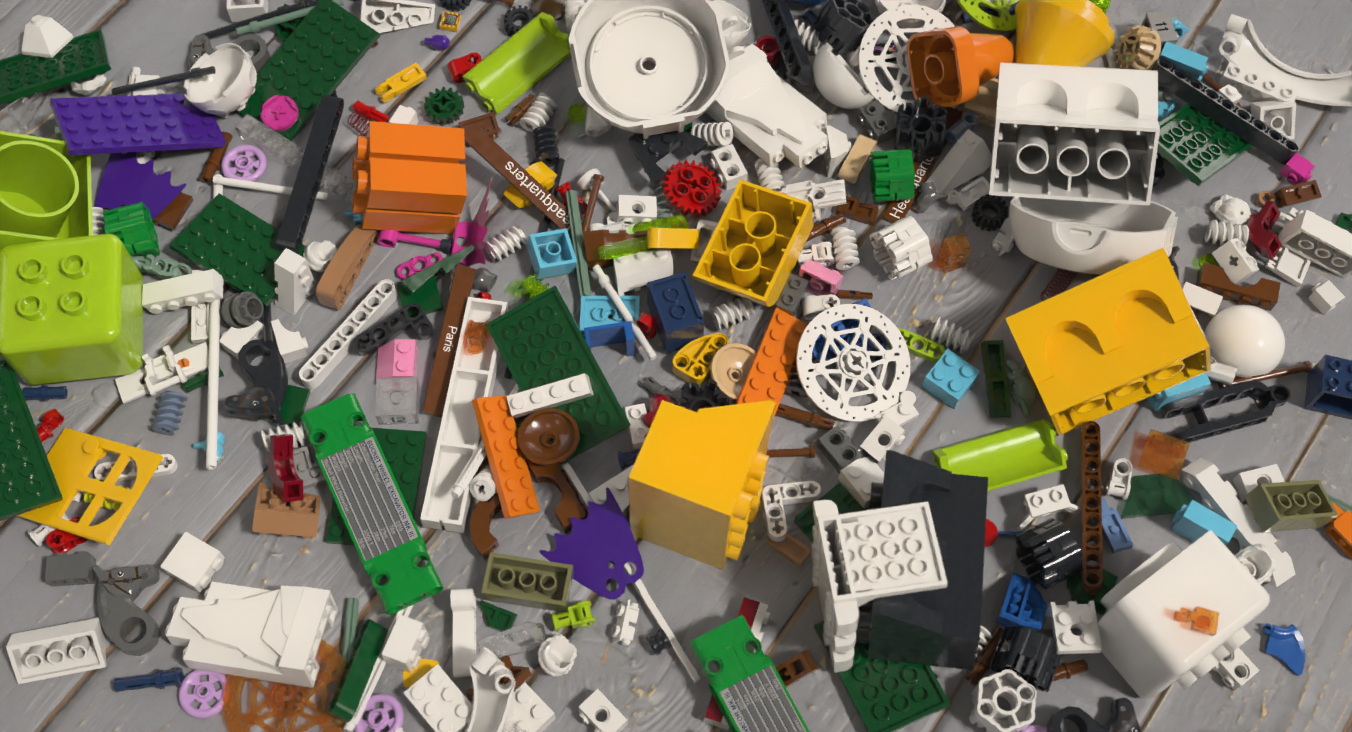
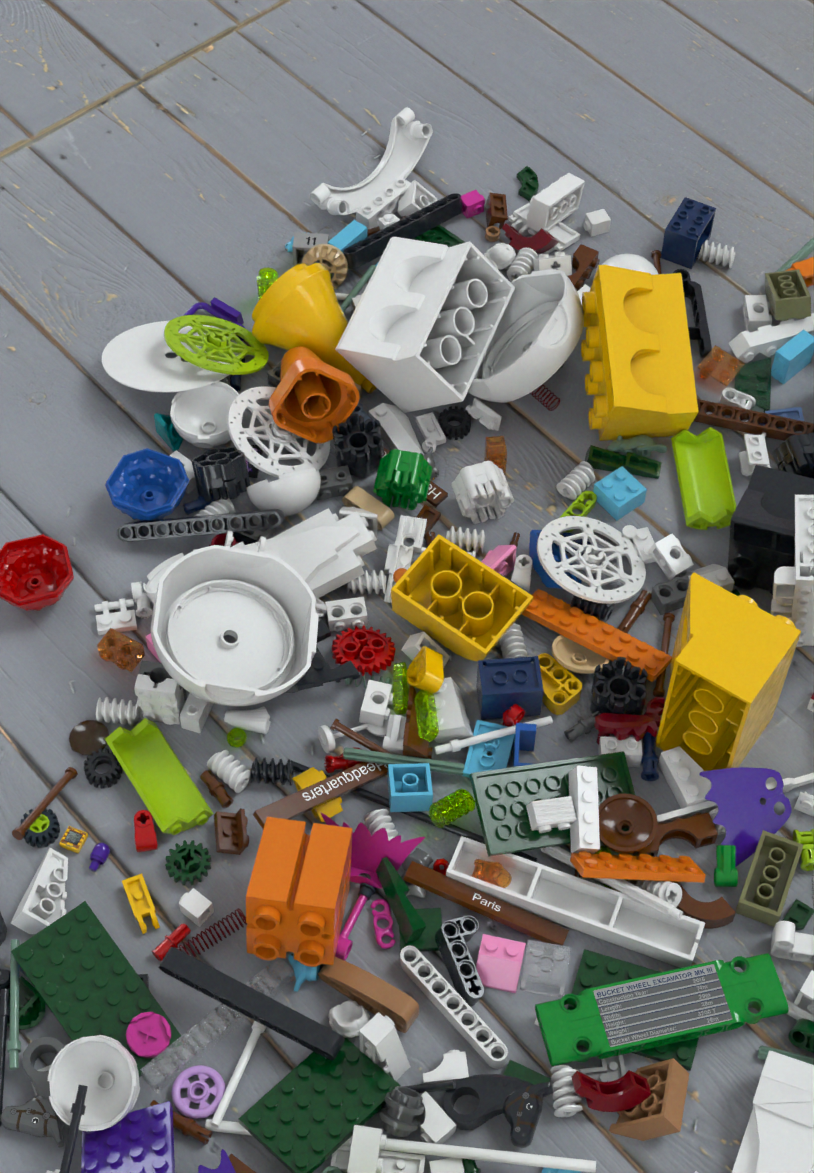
camera: 75 degrees left, 10 degrees down
(529, 542) = (725, 872): none -> green piece
(536, 365) = (551, 814): none -> white brick
(1332, 429) = (717, 253): none -> white piece

